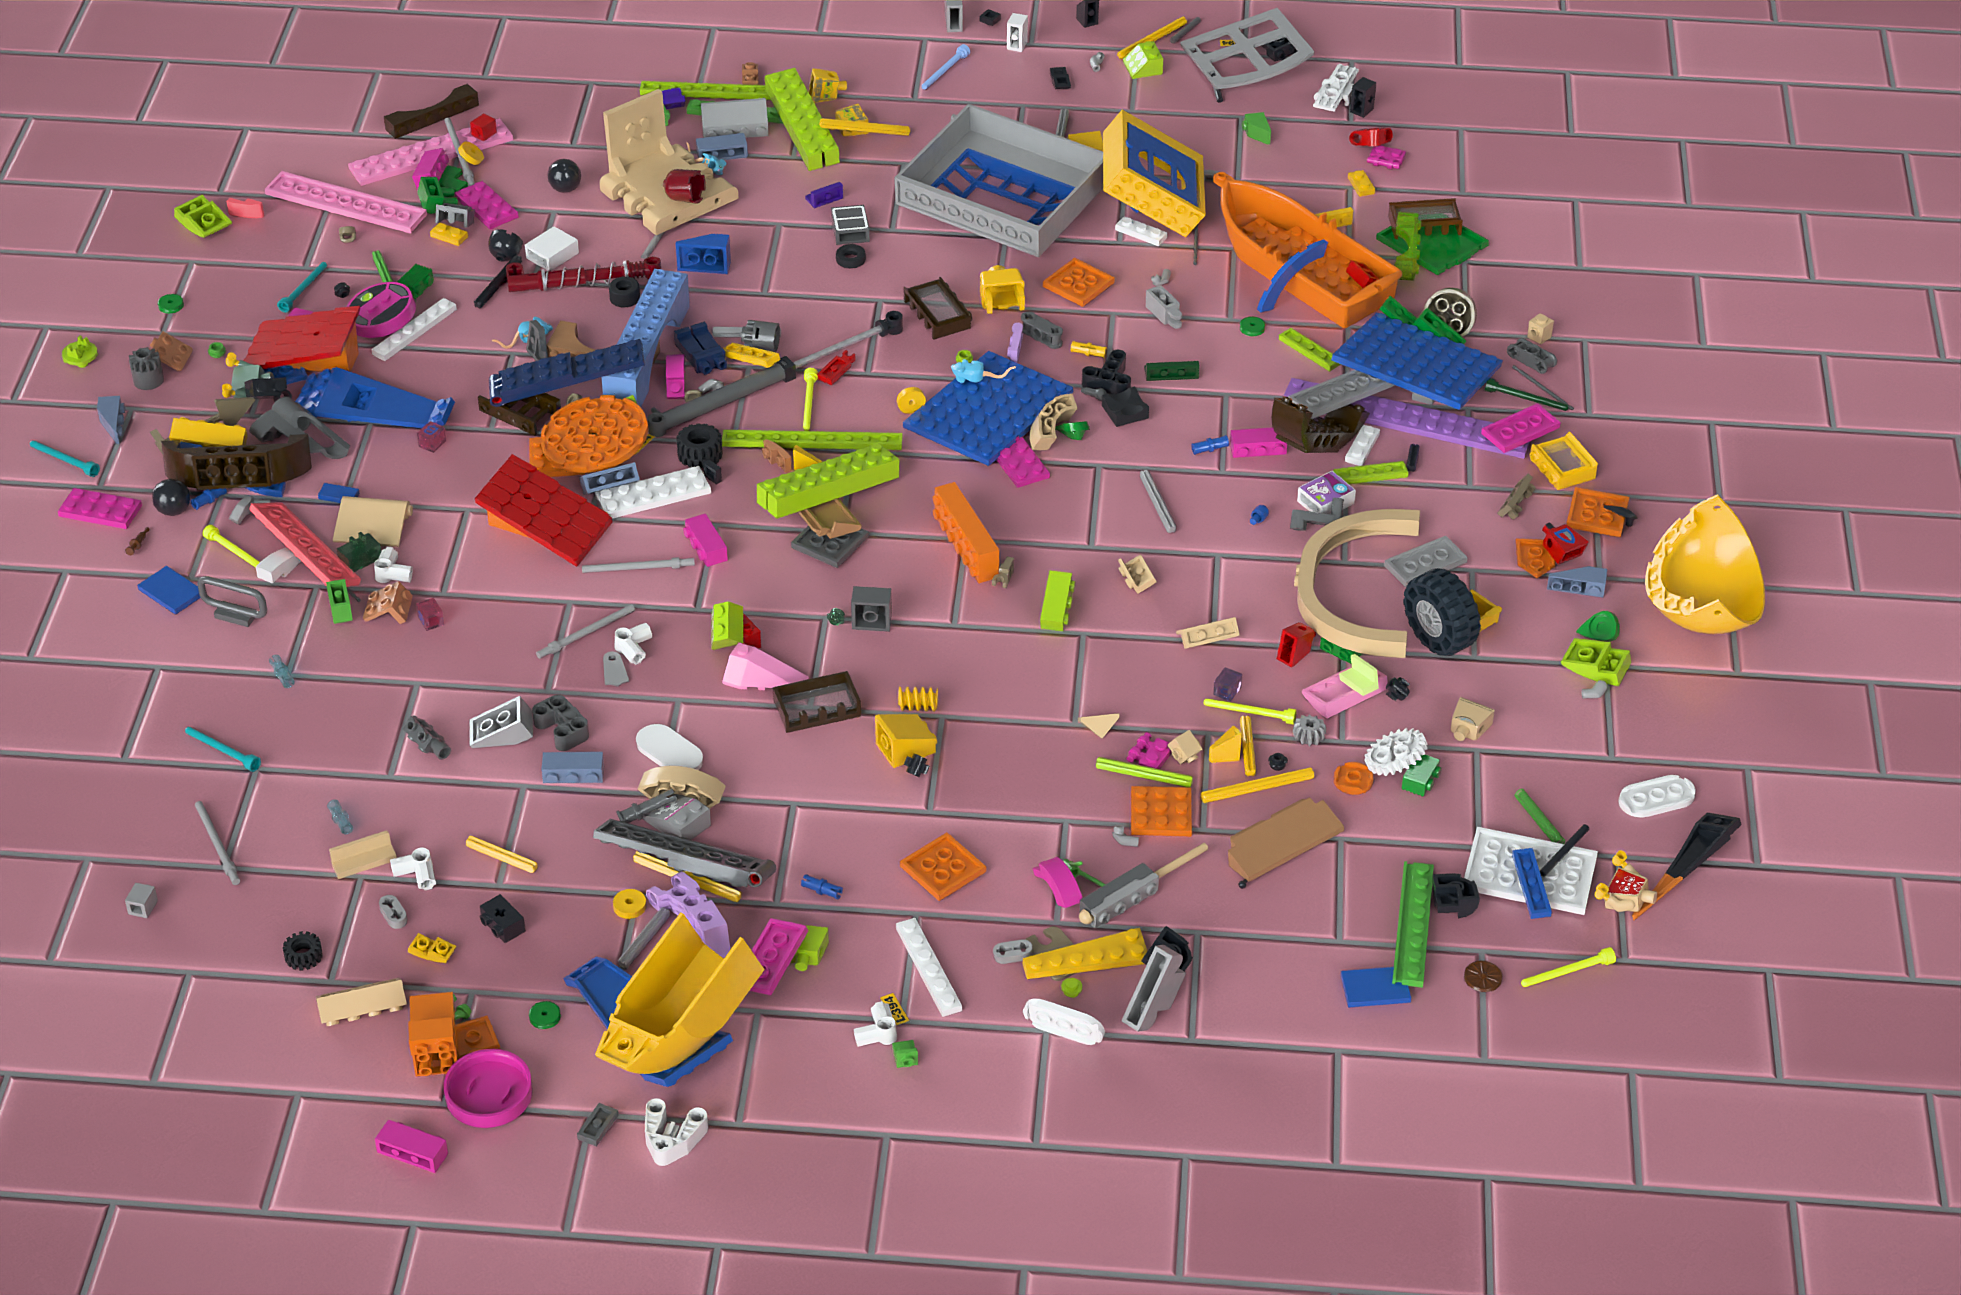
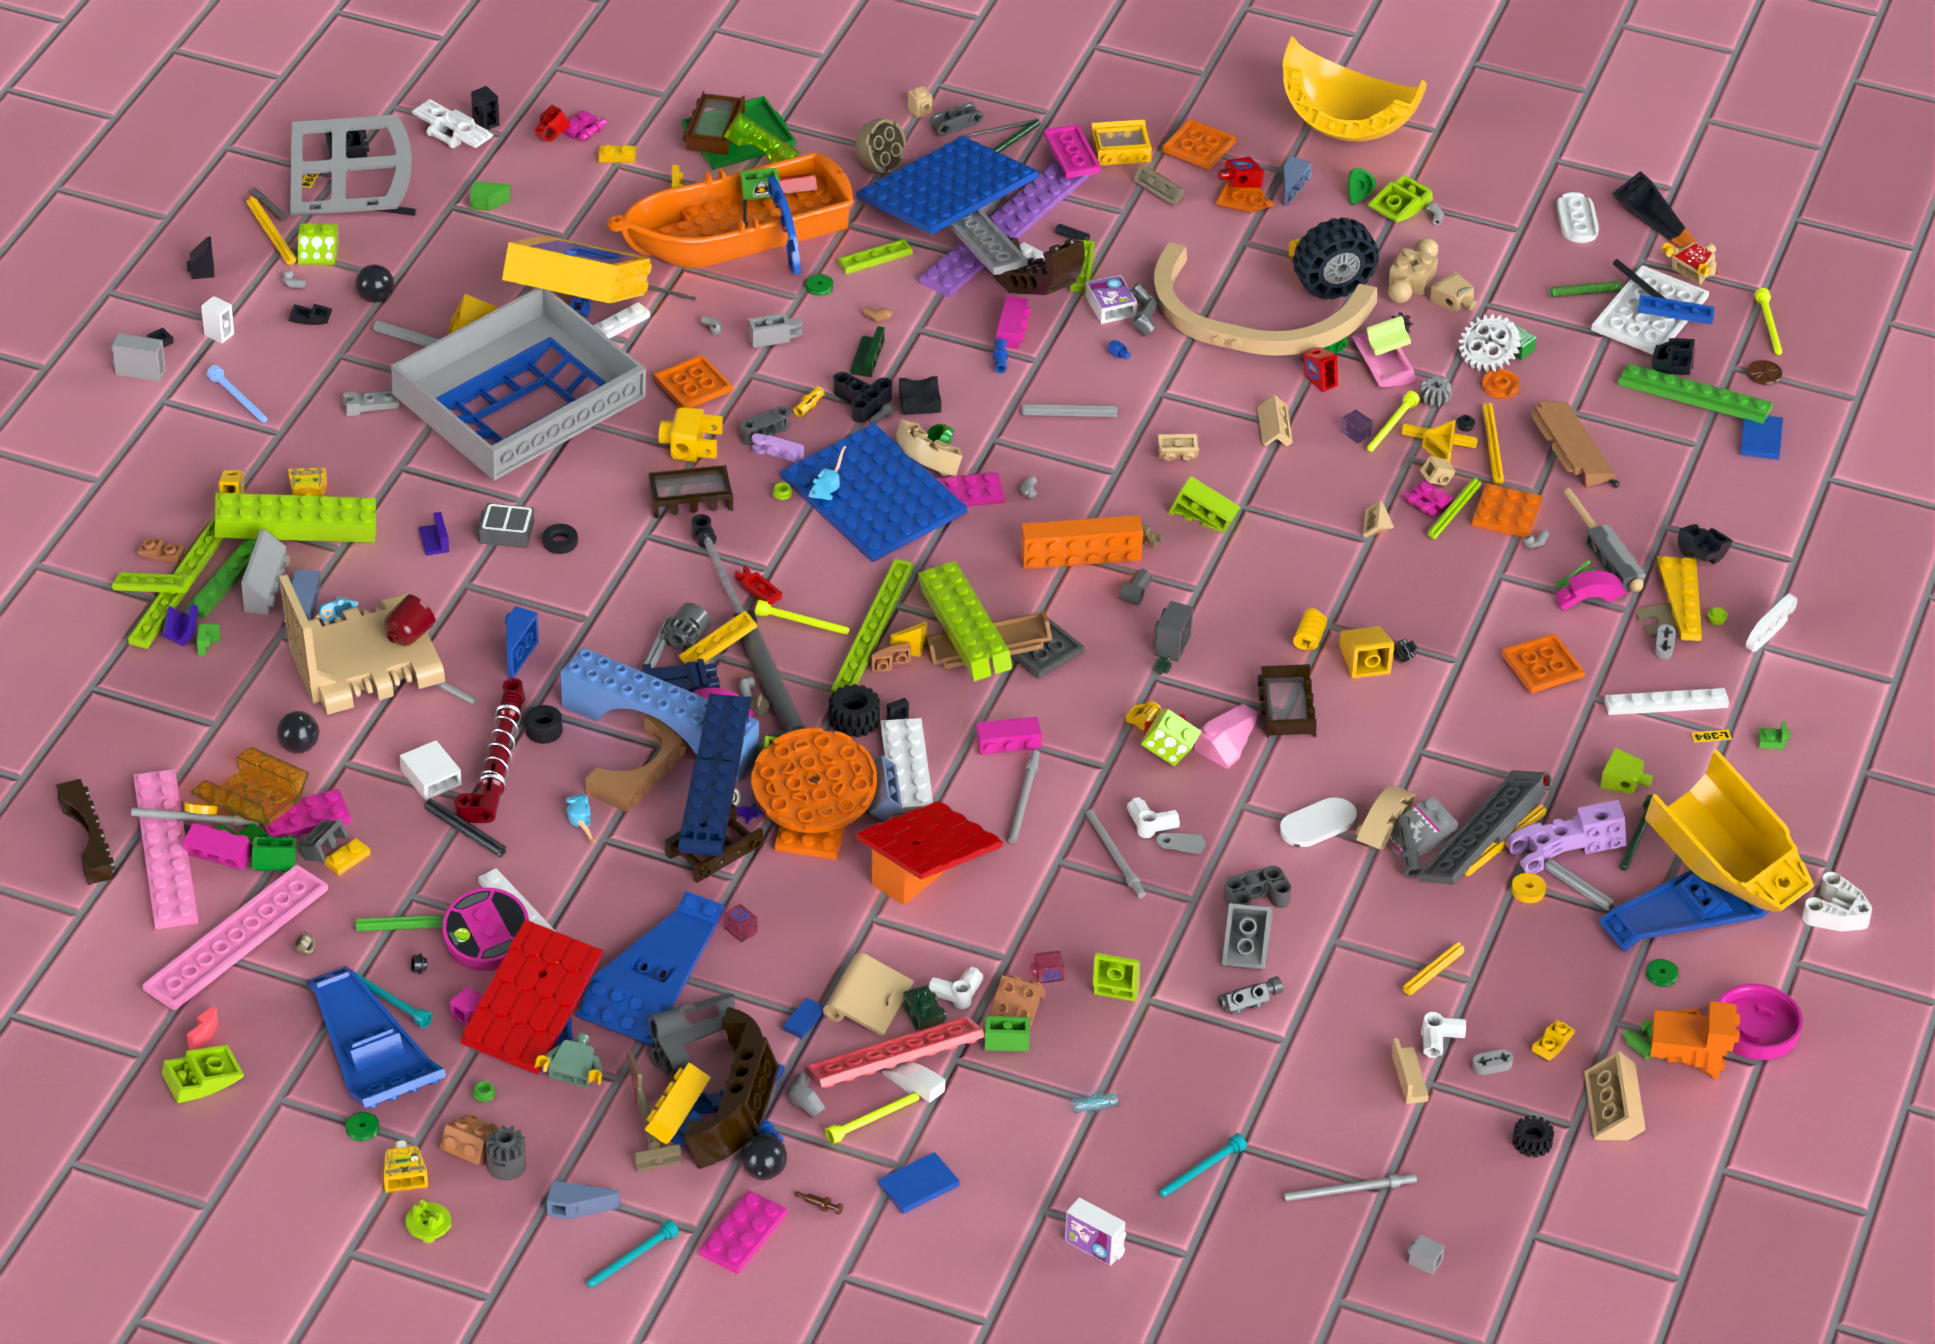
camera: 75 degrees left, 0 degrees up
(120, 689) = (1095, 1231): none -> brick
(127, 328) = (404, 1168): none -> yellow torso
(228, 611) = (986, 1124): dark grey bar -> none
(248, 288) = (369, 1043): none -> blue wing
(267, 388) = (609, 1041): black hinge -> none
(340, 817) = (1343, 1083): clear light blue pin -> none
(411, 1146) = (1817, 1087): dark pink brick -> none
(414, 645) = (1116, 977): none -> lime slope
(417, 279) = (434, 894): green brick -> none
(481, 171) = (259, 790): none -> clear yellow slope
(483, 127) = (163, 783): red brick -> none
(502, 918) = (1530, 978): black brick -> none
(503, 245) = (412, 806): black cylinder -> none
(536, 341) = (617, 805): dark grey wing -> none
(572, 767) = (1328, 893): sand blue brick -> none
(597, 1124) = (1817, 955): dark grey plate -> none
(706, 76) = (152, 582): none -> lime tile
(765, 617) = (1148, 714): none -> yellow piece
(775, 951) = (1638, 784): dark pink plate -> none
(821, 886) = (1547, 748): blue pin -> none
(864, 127) = (341, 472): yellow axle -> none
(882, 1031) = (1743, 741): white piece -> none
(911, 393) = (847, 539): yellow piece -> none
(926, 580) = (1135, 588): none -> dark grey piece
(1040, 494) = (1027, 487): none -> light grey arm
(1107, 95) = (374, 283): none -> black piece
(1155, 989) = (1756, 551): light grey brick -> none
(1228, 366) = (878, 315): none -> medium nougat arm
(1338, 249) = (755, 183): none -> bright green brick
(1425, 321) = (887, 163): green bracket -> none
(1436, 554) = (1228, 263): light grey plate -> none
(1485, 684) = (1413, 270): none -> tan brick
(1629, 515) = (1214, 126): black bar -> none

